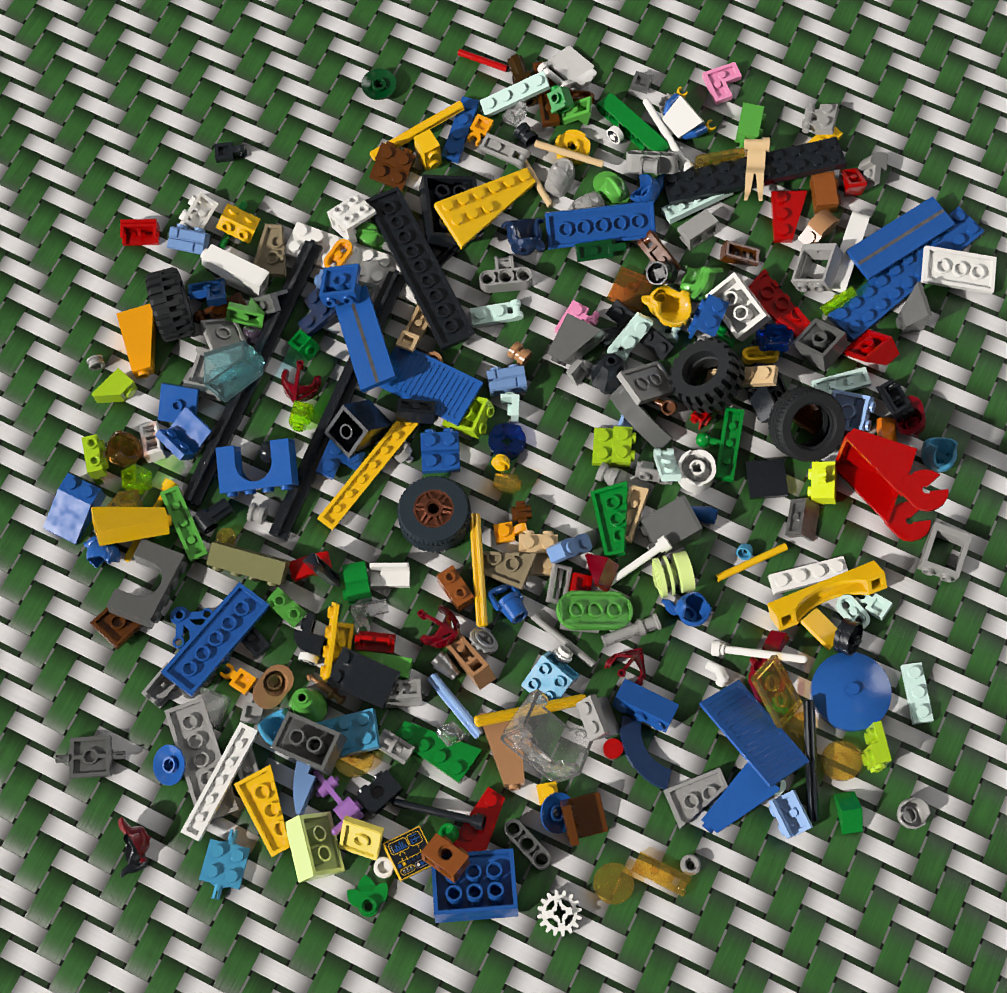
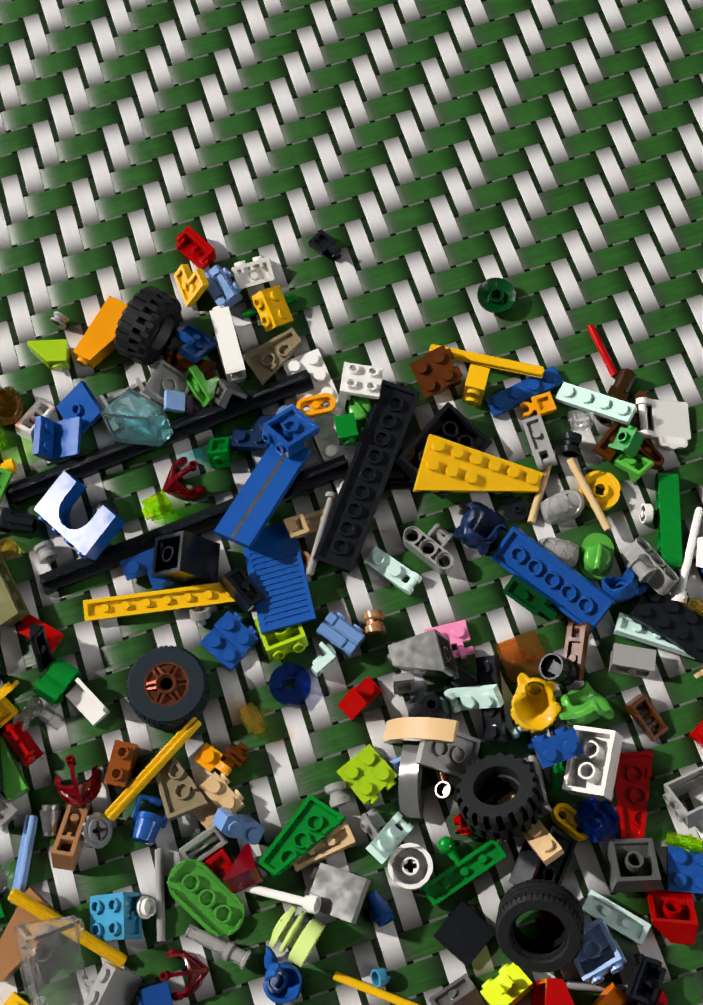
camera: 45 degrees right, 0 degrees up
(165, 258) = (190, 284): none -> yellow plate
(239, 335) = (174, 401): none -> light blue tile
(375, 252) = (346, 429): none -> green brick
(409, 305) = (331, 498): none -> light grey bar
(501, 462) = (265, 697): yellow plate -> none
(531, 205) = (514, 508): none -> black piece
(559, 407) = (359, 698): none -> red slope
(618, 384) = (421, 729): none -> tan slope

